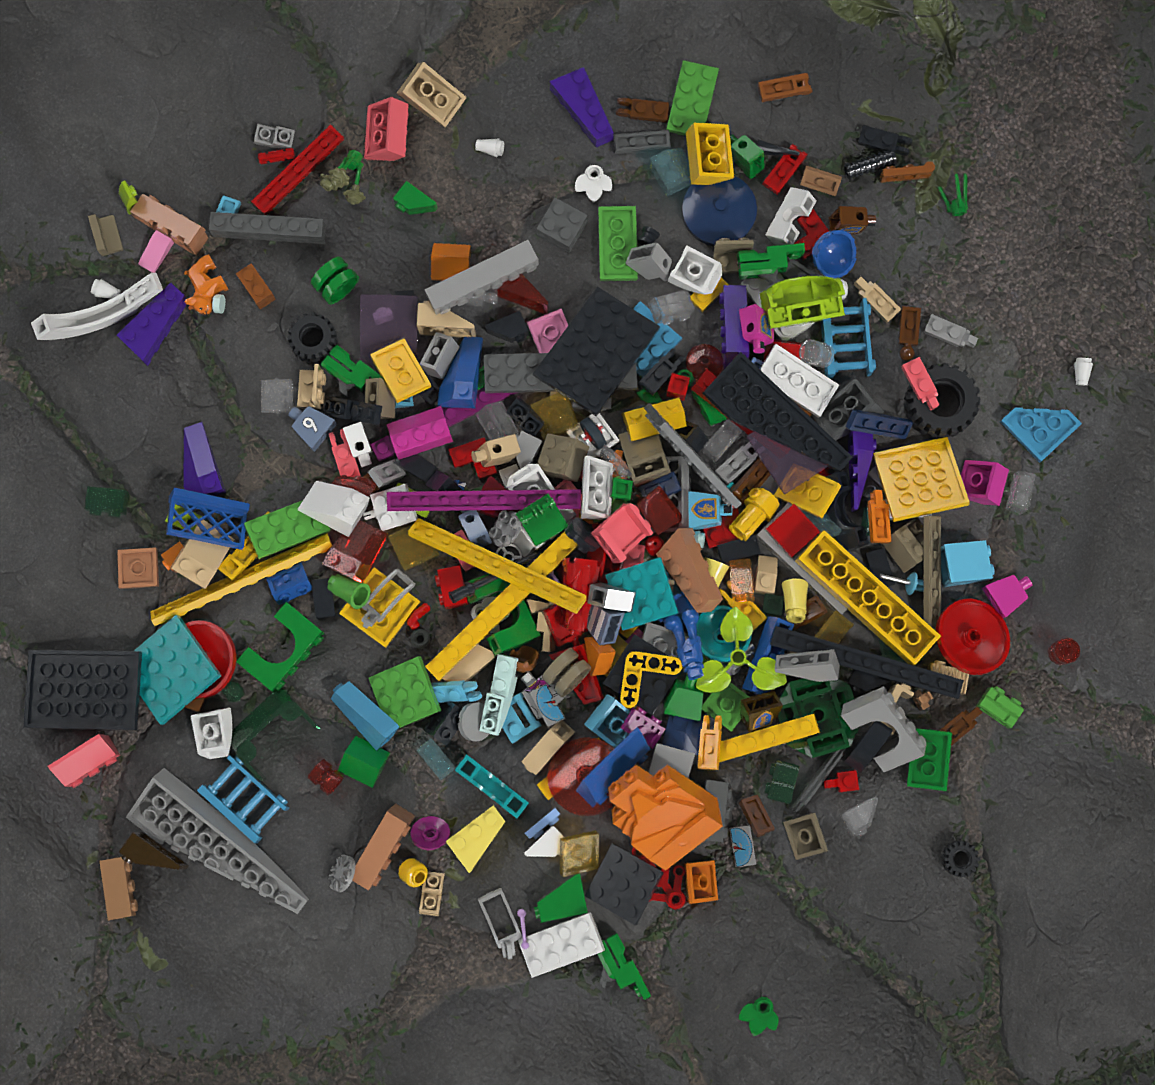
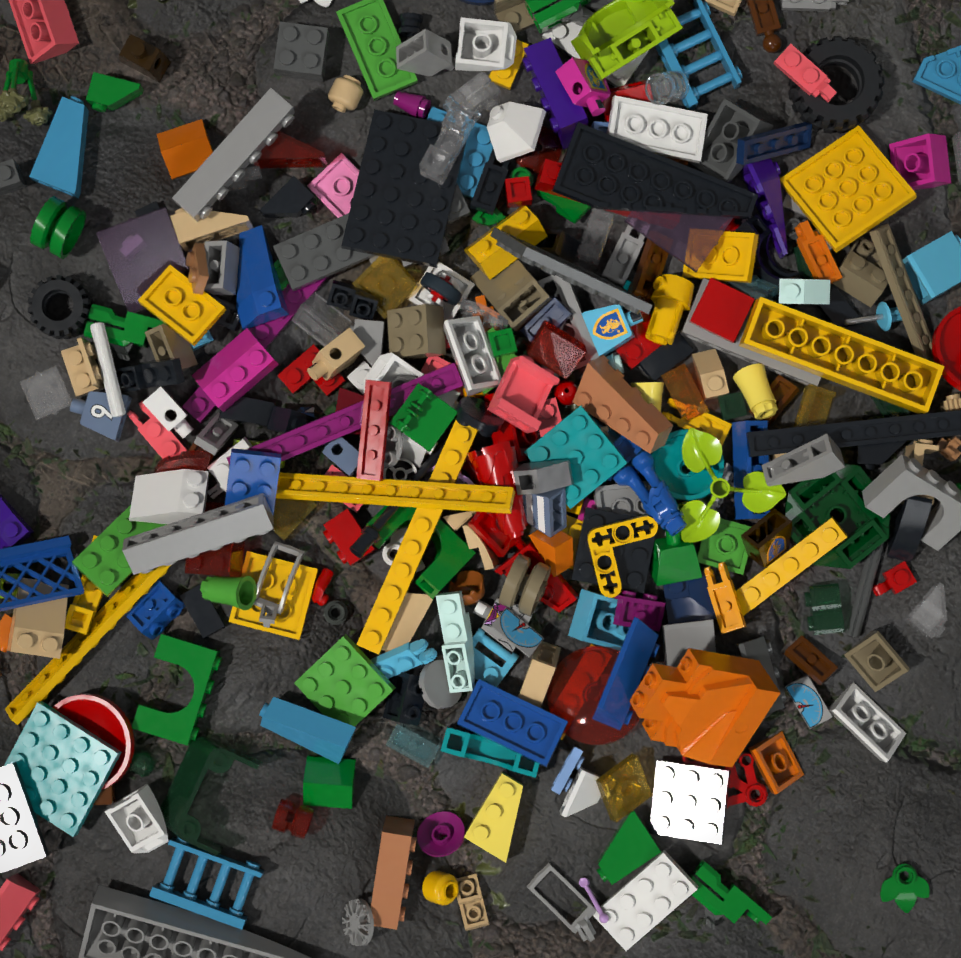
camera: 20 degrees left, 5 degrees up
(327, 395) = (107, 369): none -> white axle
(343, 539) = (198, 534): none -> light grey brick
(362, 227) = (63, 149): none -> dark azure slope
(396, 520) = (251, 475): none -> blue plate
(422, 350) = (198, 267): none -> medium nougat plate
(445, 183) = (142, 58): none -> dark brown torso
(501, 514) = (374, 430): none -> plate
(516, 770) = (512, 723): none -> blue plate
(581, 267) = (345, 93): none -> tan head
(627, 294) = (413, 104): none -> magenta cone
(632, 337) = (453, 135): none -> clear arch
(693, 340) = (514, 129): none -> white slope
(781, 879) = (867, 722): none -> white slope
(858, 539) = (804, 291): none -> light aqua slope

